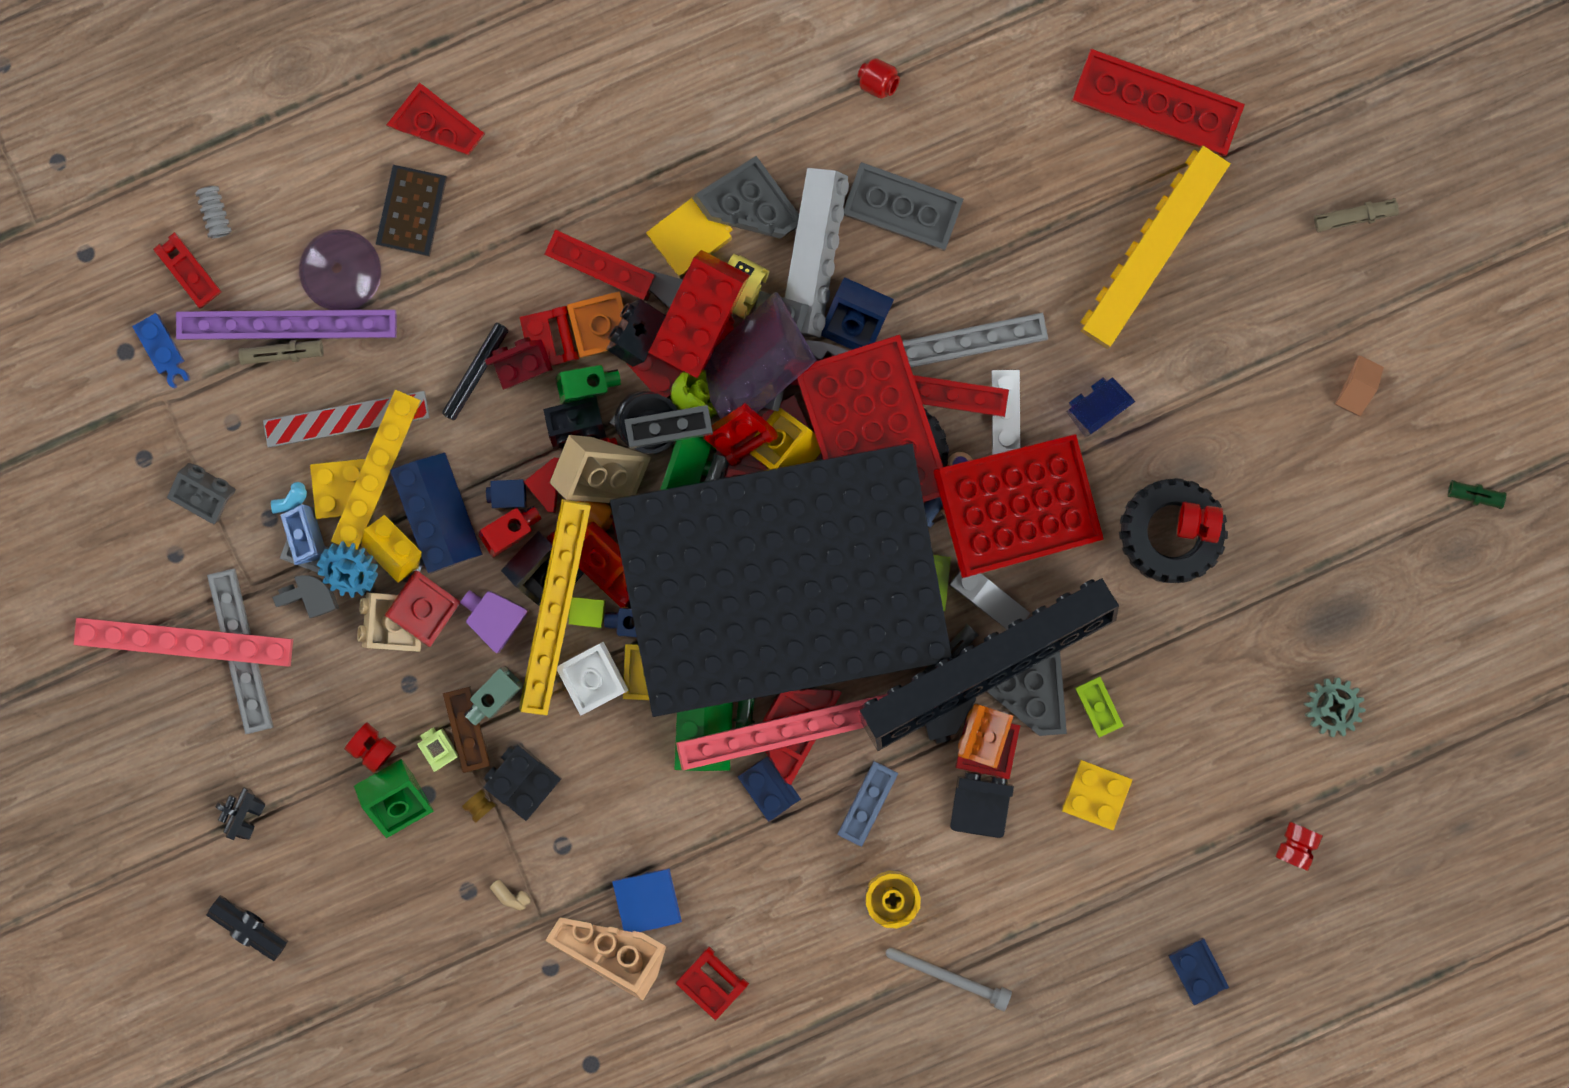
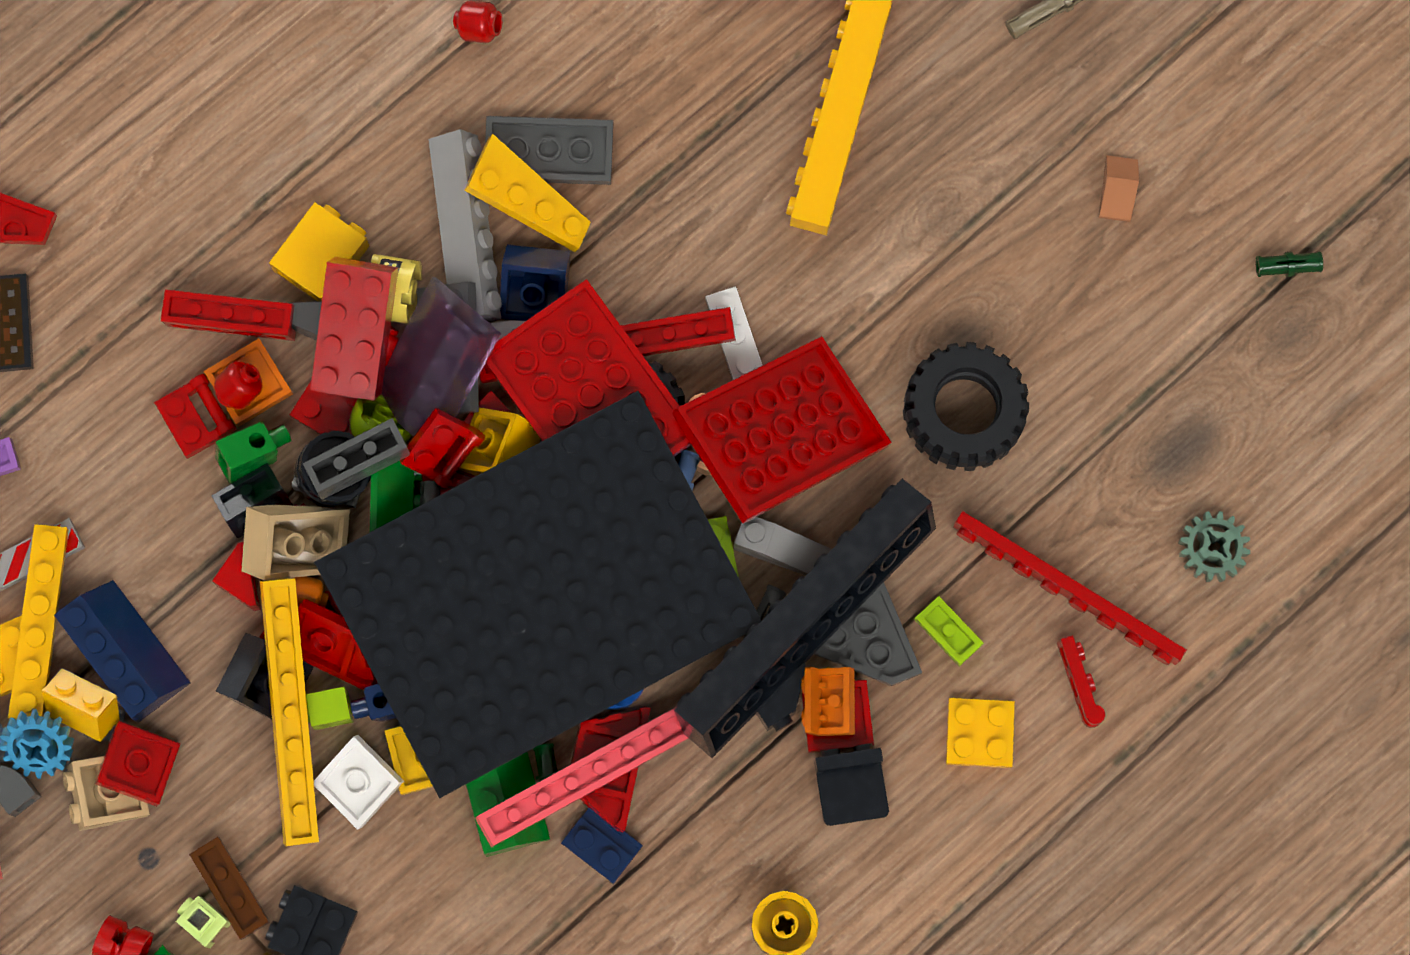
camera: 20 degrees left, 10 degrees down
(474, 371) = (121, 478): black axle -> none
(493, 617) = (224, 748): medium lavender torso -> none
(499, 538) = (202, 653): red torso -> none
(502, 686) = (259, 825): sand green torso -> none
(507, 494) = (198, 603): dark blue brick -> none
(520, 363) = (168, 450): dark red bracket -> none
(591, 328) = (238, 385): none -> red head
(635, 332) = (289, 376): black brick -> none
(749, 201) = (374, 194): dark grey plate -> none
(867, 803) = (721, 827): sand blue tile -> none
(868, 238) = (520, 192): none -> yellow wing
(976, 340) = (678, 269): light grey tile -> none
(1099, 406) = (838, 296): clear blue slope -> none
(1190, 782) = (1081, 683): none -> red plate
(1198, 971) = (1164, 898): dark blue plate -> none
(1200, 522) = (979, 383): red wheel -> none
(1212, 713) = (1079, 596): none -> red plate
(1299, 846) = (1228, 715): red wheel -> none

